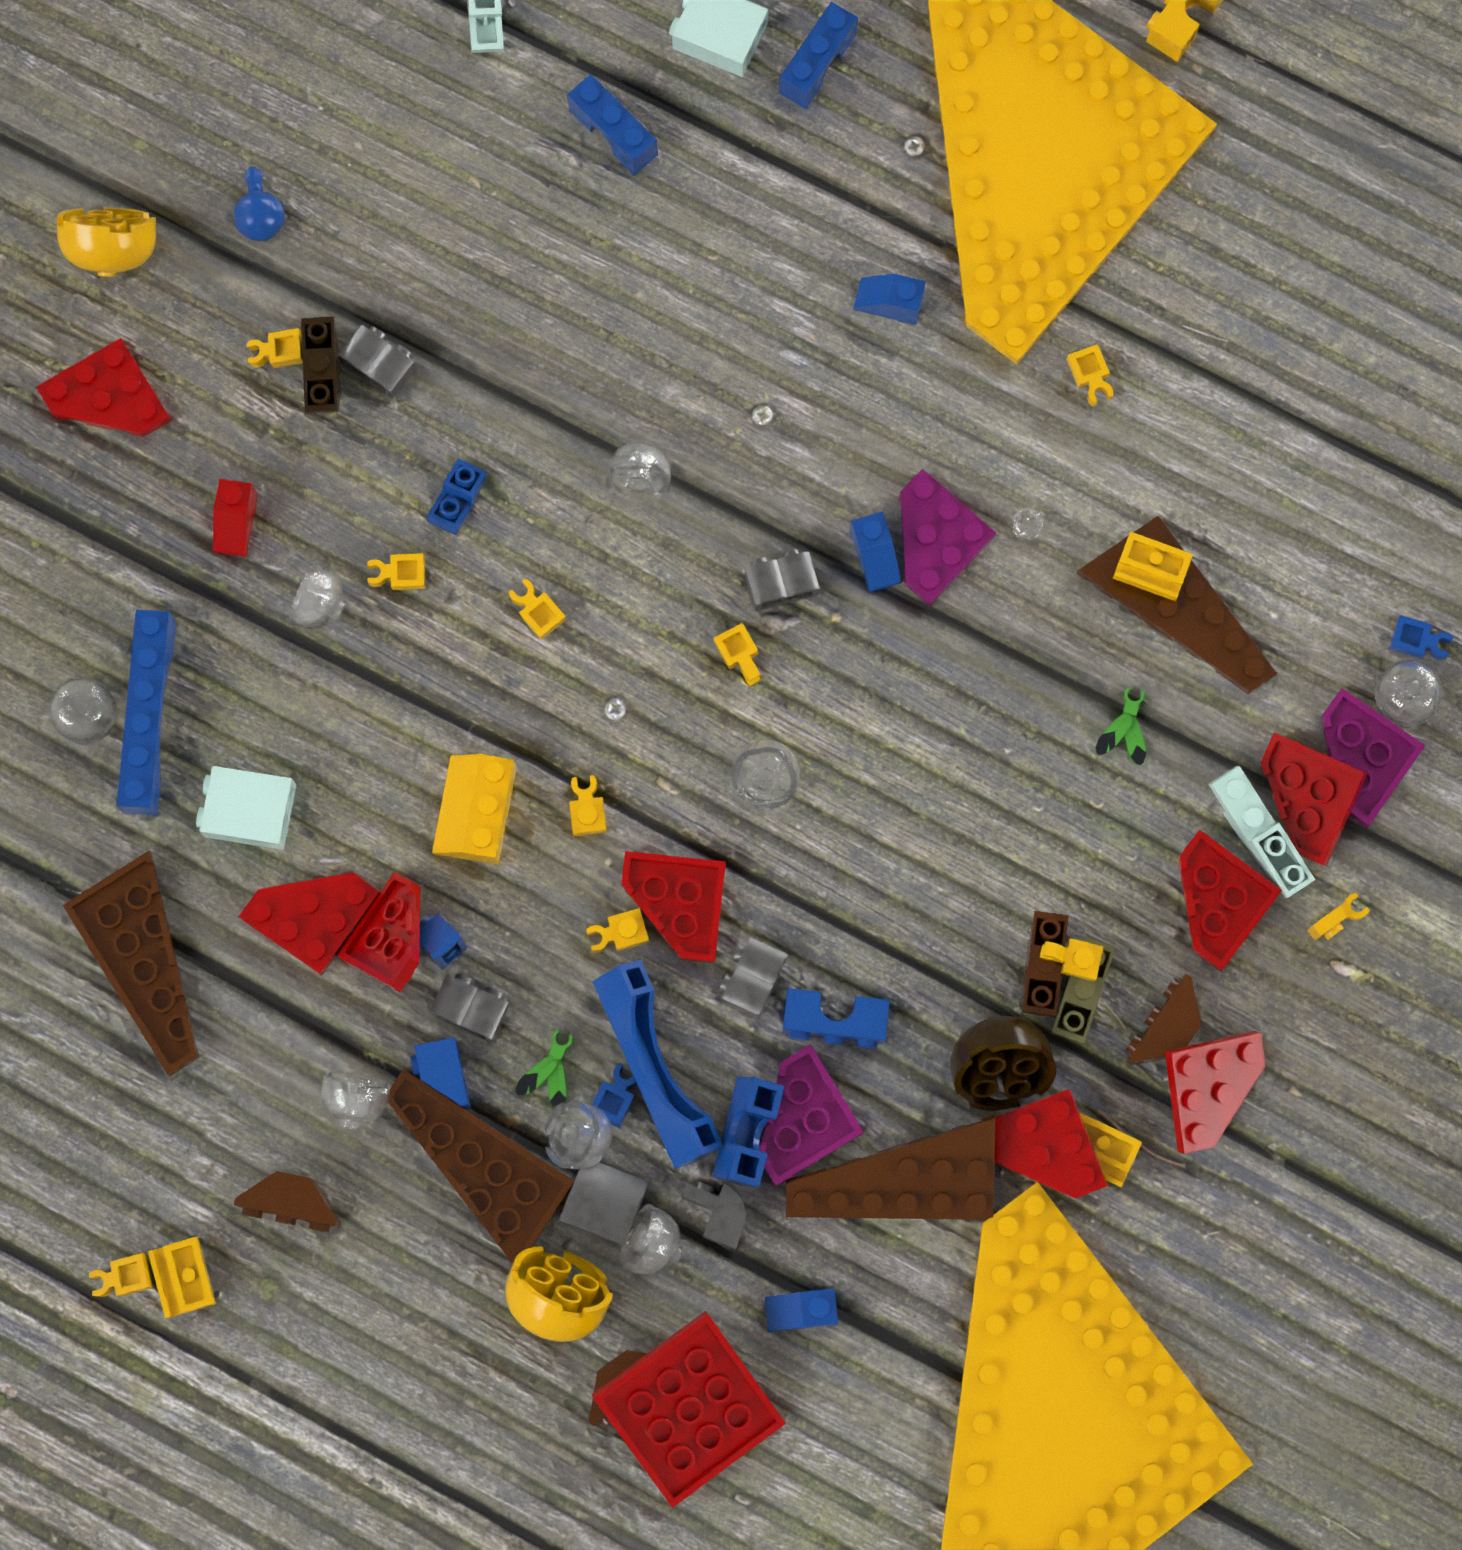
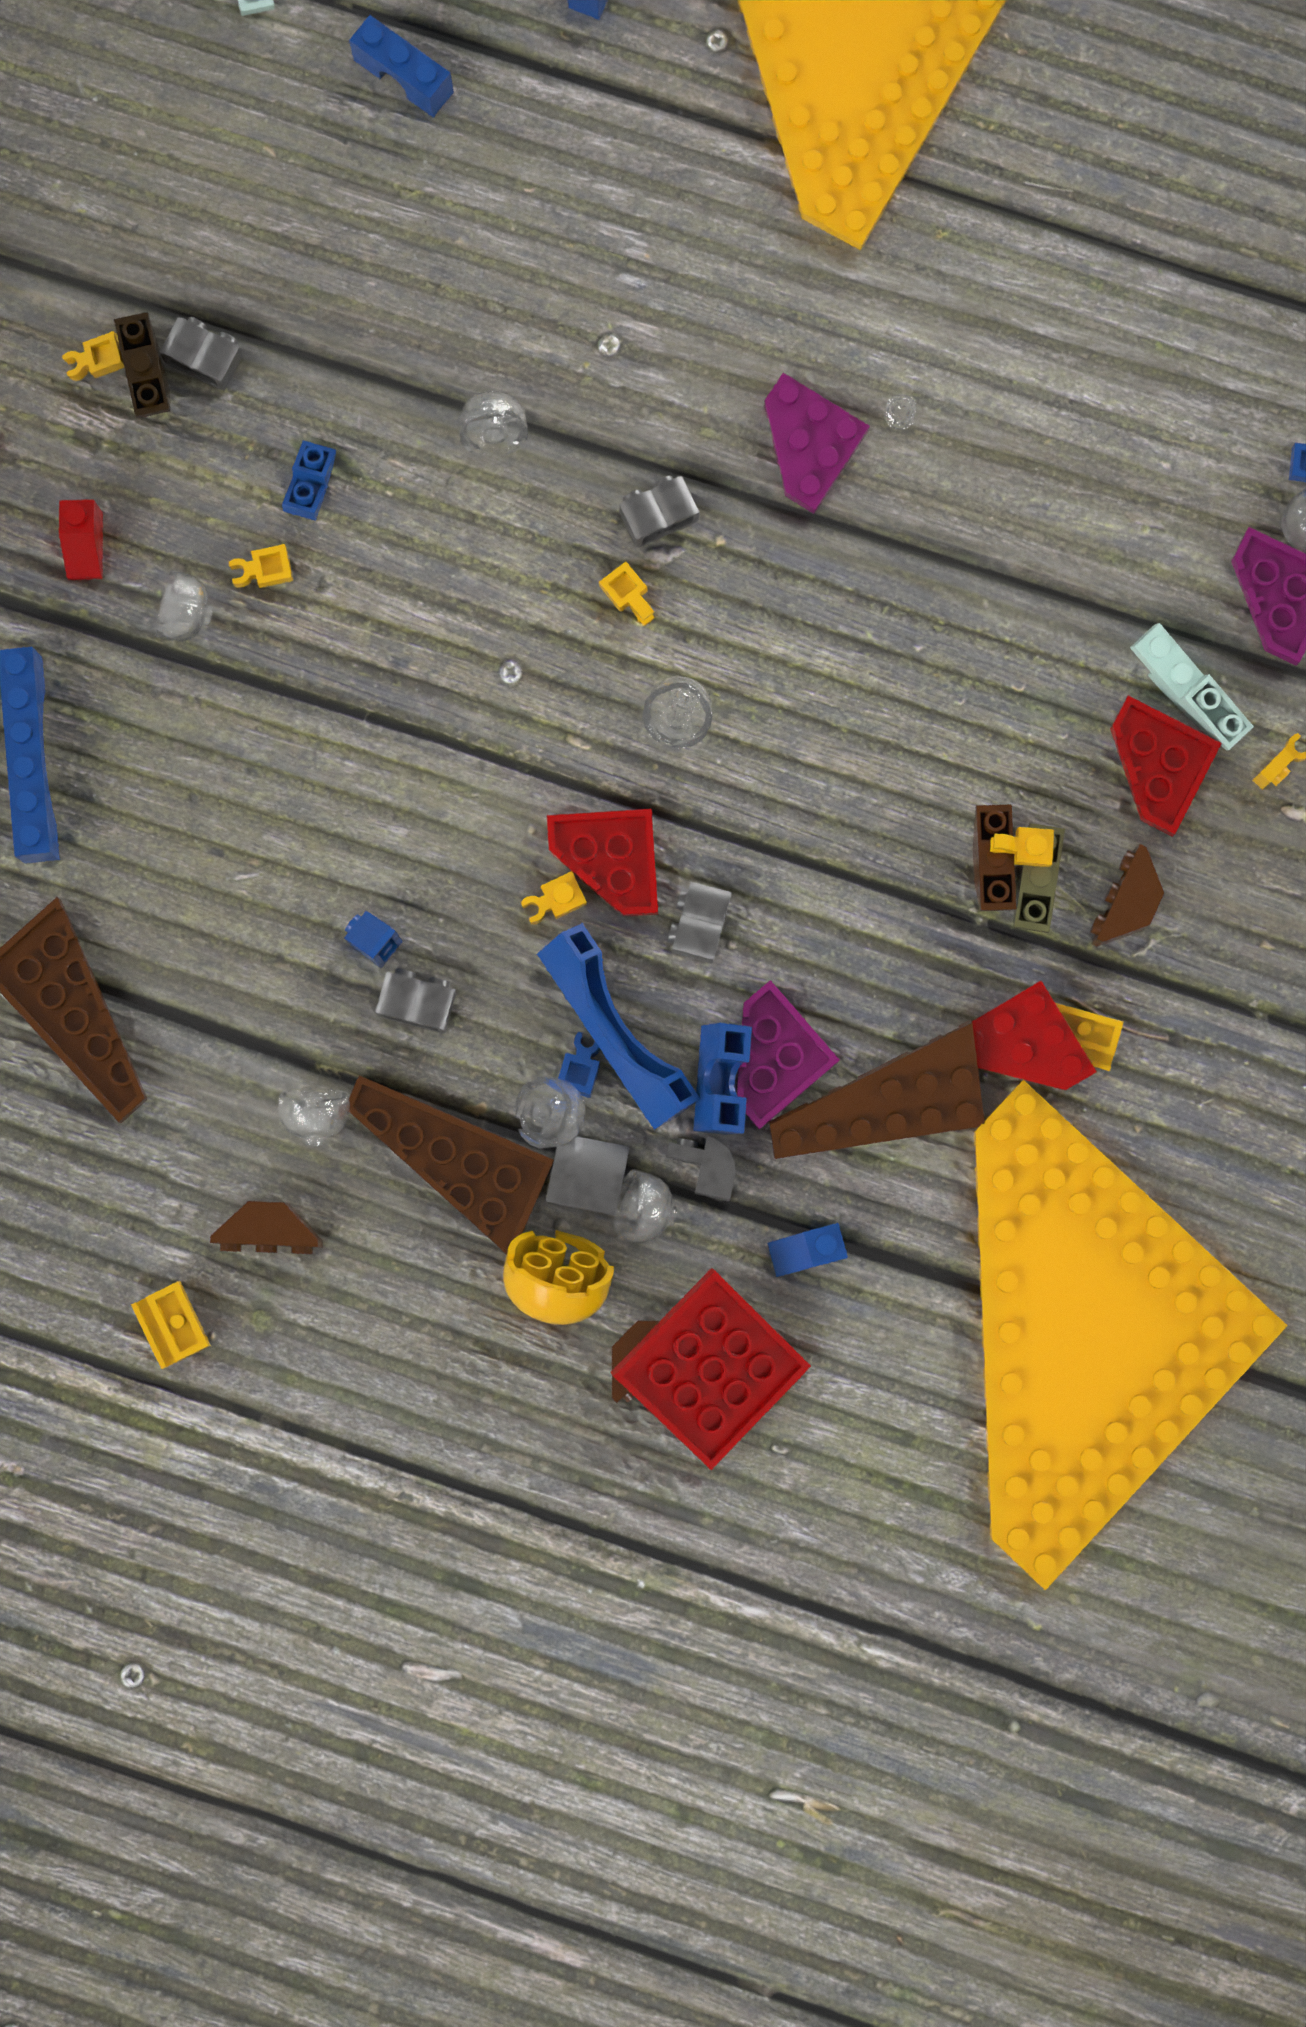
camera: 10 degrees left, 5 degrees up
(126, 1276) = (113, 1334): yellow plate -> none
(246, 807) = (149, 835): light aqua brick -> none
(258, 213) = (49, 218): blue hair -> none
(311, 916) = (236, 936): red plate -> none
(388, 935) = (319, 942): red plate -> none
(442, 1069) = (399, 1069): blue slope -> none
(475, 807) = (385, 797): yellow slope -> none
(540, 612) = (414, 585): yellow plate -> none
(550, 1069) = (508, 1050): bright green piece -> none
(587, 812) = (500, 782): yellow plate -> none
(805, 1018) = (761, 954): blue arch -> none
(875, 551) = (749, 465): blue slope -> none
(891, 297) = (720, 199): blue slope -> none
(1004, 1047) = (970, 950): dark brown cylinder -> none
(1090, 369) = (937, 242): yellow plate -> none
(1127, 727) = (1035, 603): bright green piece -> none
(1152, 566) = (1037, 433): yellow plate -> none
(1194, 620) = (1062, 463): reddish brown wing -> none
(1210, 1085) = (1182, 953): plate -> none
(1311, 794) = (1235, 640): red plate -> none

